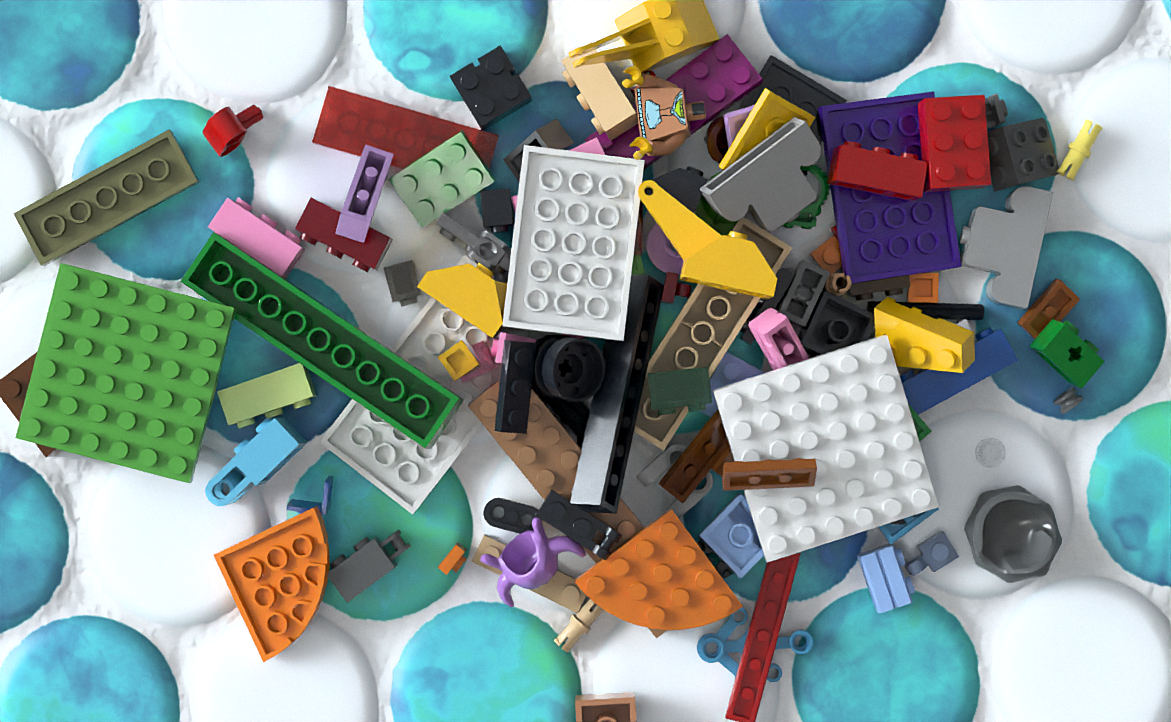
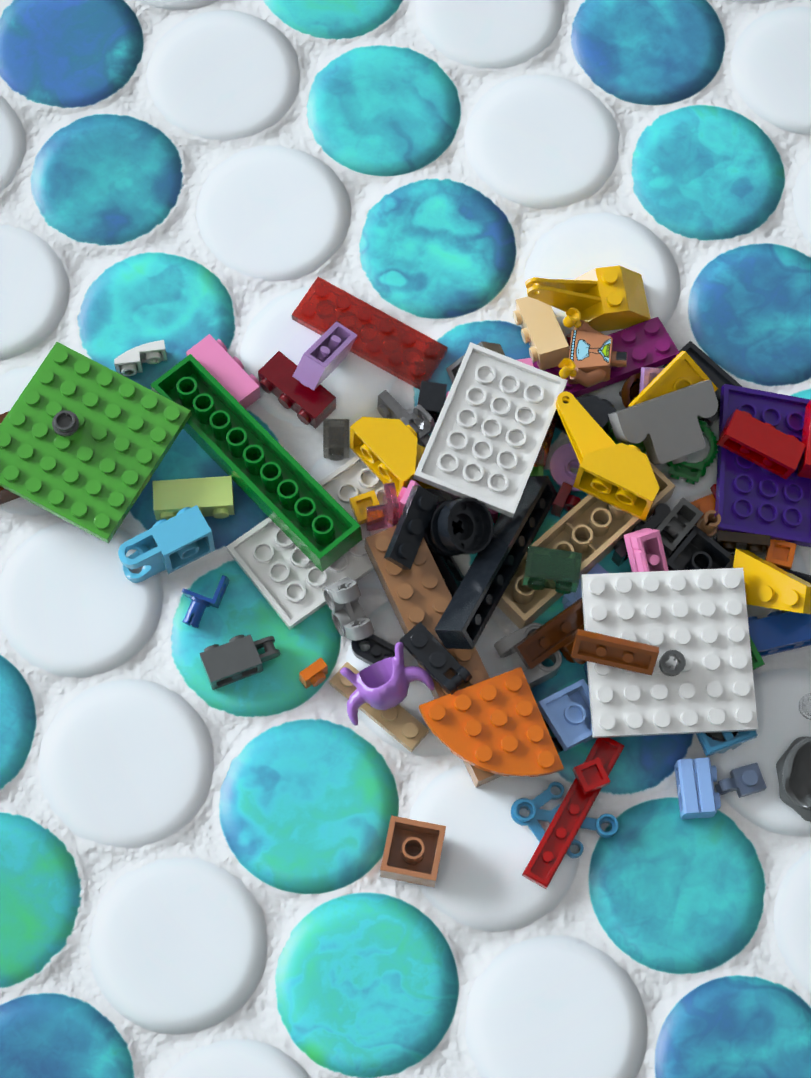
camera: 15 degrees right, 20 degrees down
(102, 365) = (65, 423): none -> dark grey plate
(106, 197) = (108, 314): olive plate -> none
(152, 248) = (131, 361): none -> white slope
(227, 130) = (225, 284): red beam -> none
(279, 579) = (156, 650): orange plate -> none
(442, 179) = (391, 365): plate -> none
(472, 484) = (346, 611): none -> light grey piece
(490, 88) = (451, 309): black piece -> none
(579, 625) = (411, 759): tan pin -> none
(773, 600) = (591, 775): none -> red plate
(842, 469) = (665, 657): none -> dark grey bush

